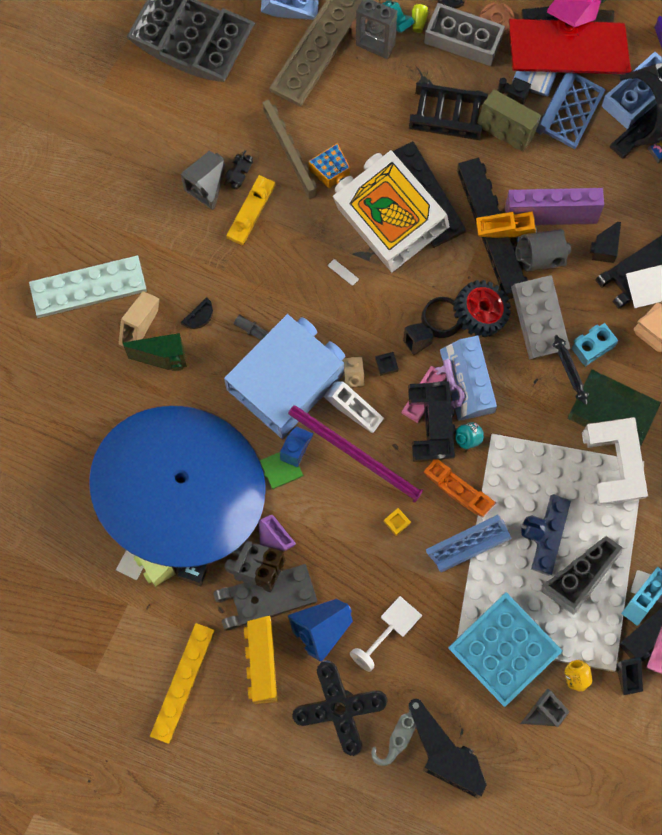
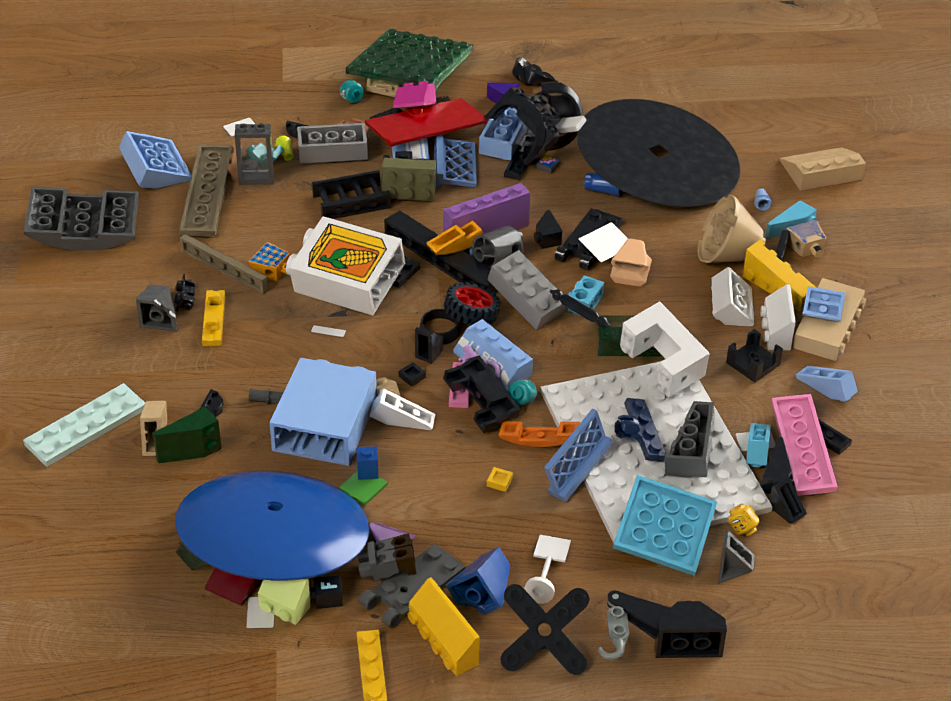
camera: 30 degrees left, 30 degrees down
(355, 453) = (428, 435): magenta axle -> none

